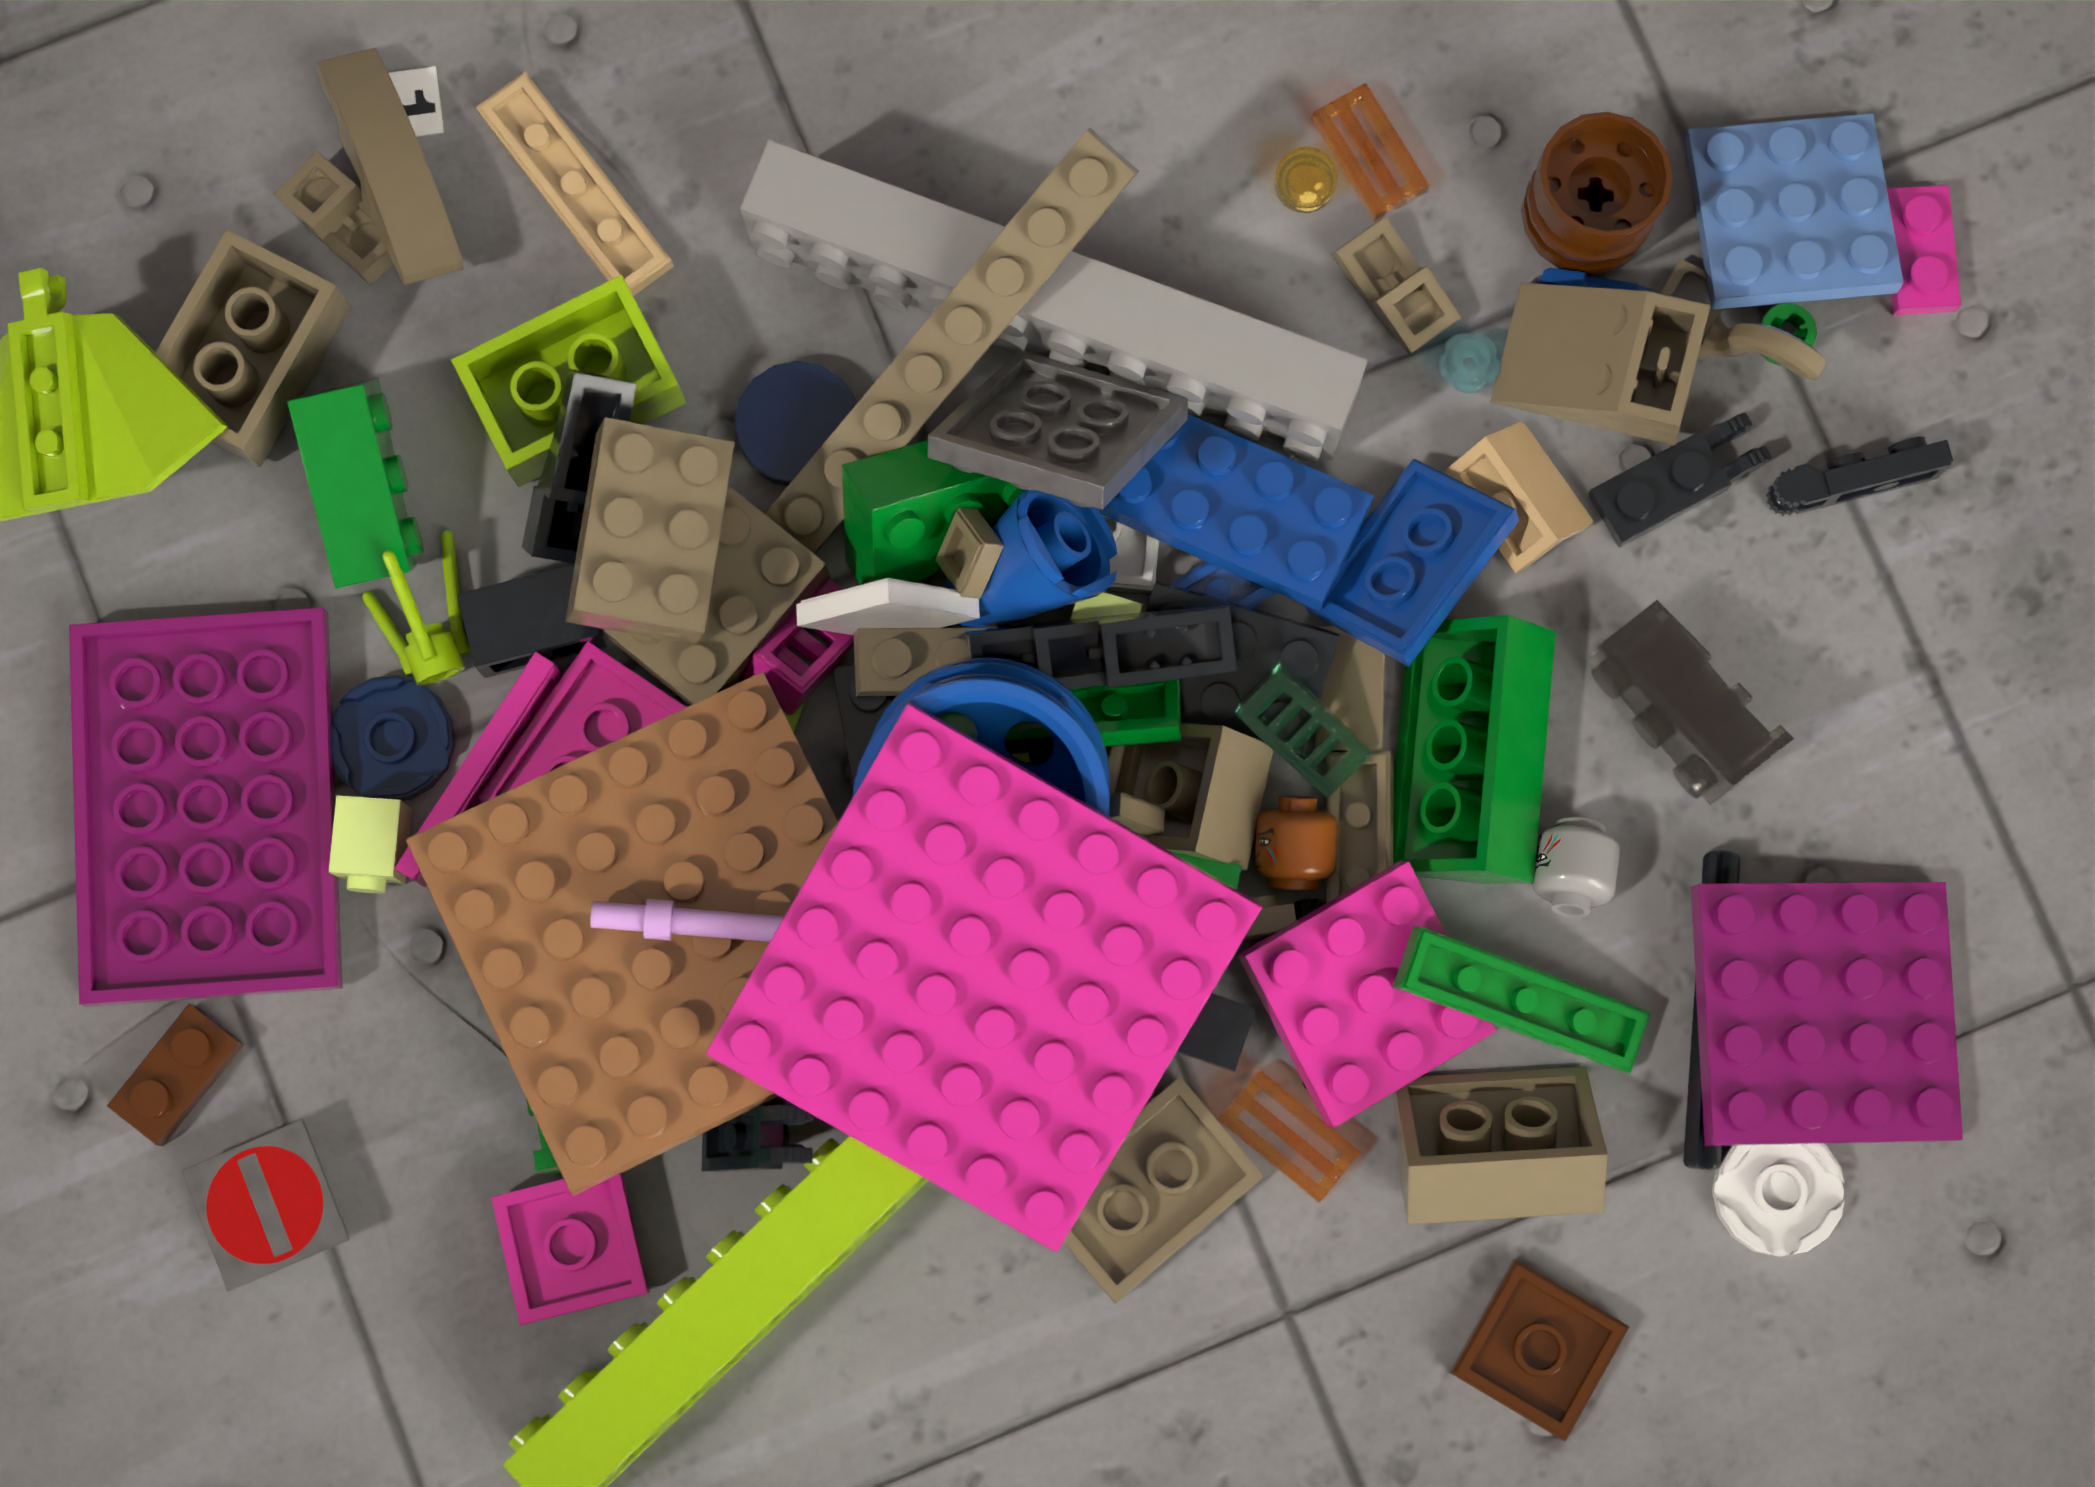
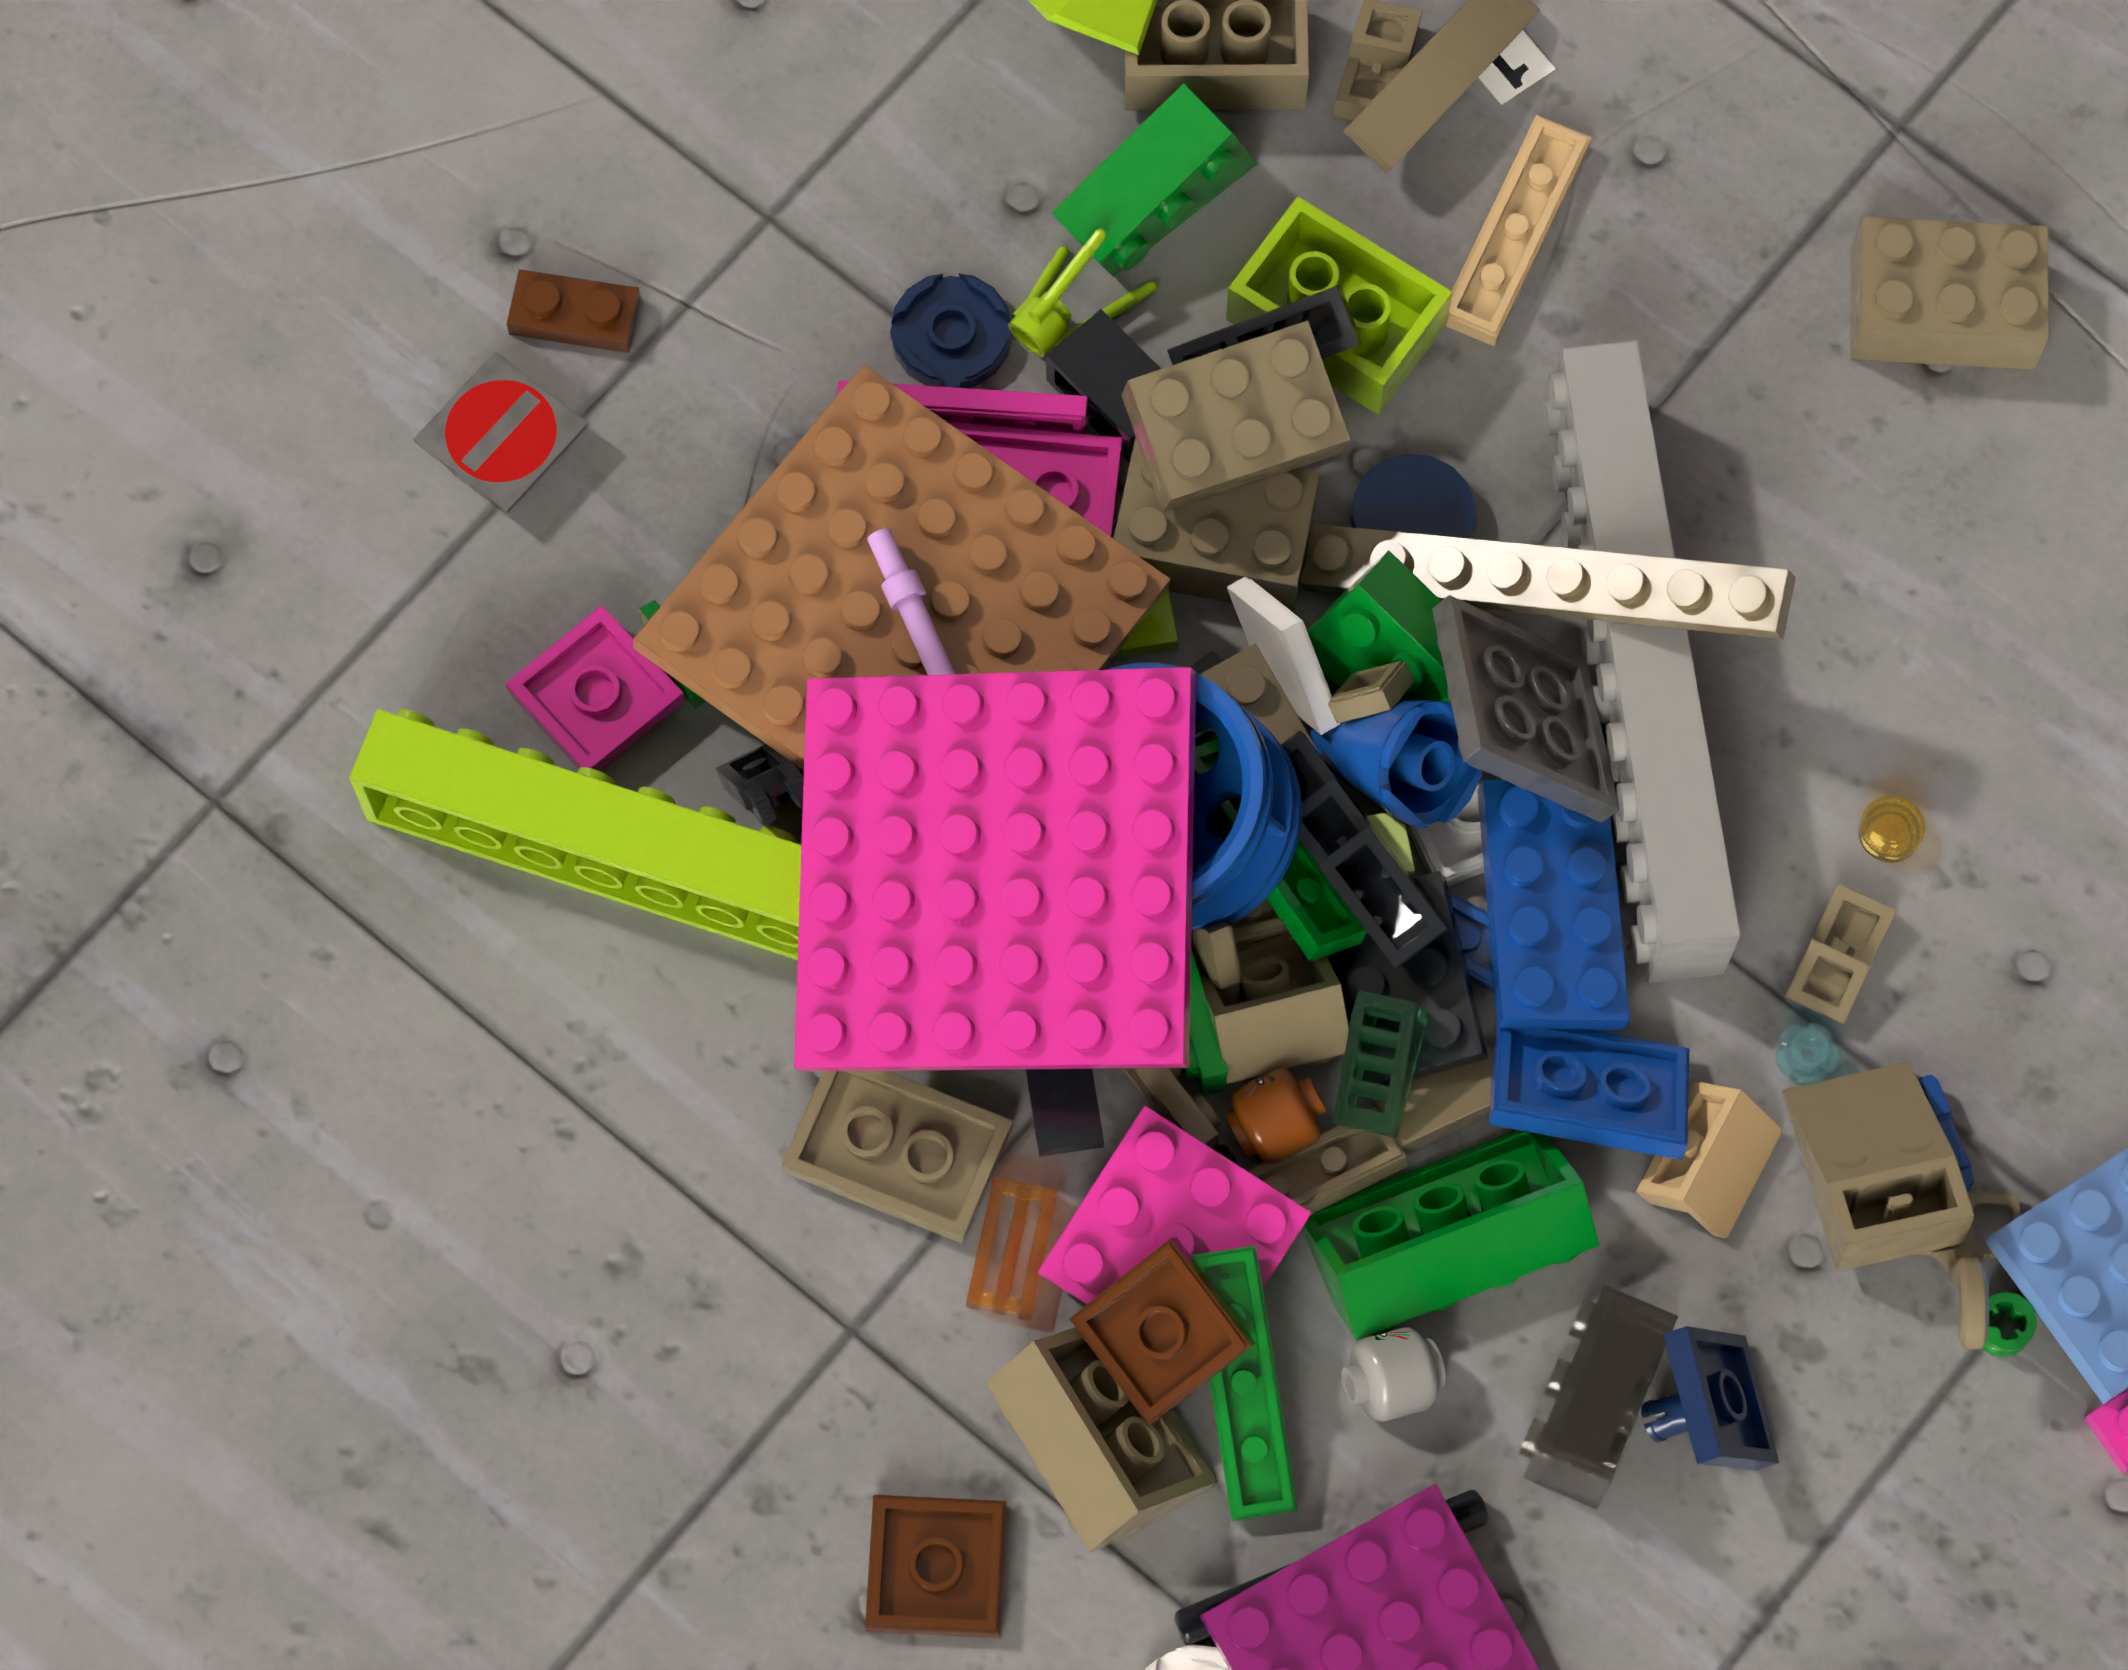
camera: 60 degrees right, 10 degrees down
(204, 807) = (811, 215): magenta plate -> none
(369, 842) = (845, 345): yellowish green brick -> none
(786, 673) = (1183, 614): dark pink slope -> none
(1395, 195) = (1925, 914): clear orange tile -> none
(1450, 1047) = (1162, 1330): none -> reddish brown tile
(1614, 167) = (2045, 1048): reddish brown wheel -> none
(1673, 482) = (1806, 1293): black hinge -> none
(1743, 609) = (1714, 1401): none -> dark blue tile
(1855, 477) = (1905, 1453): black hinge -> none

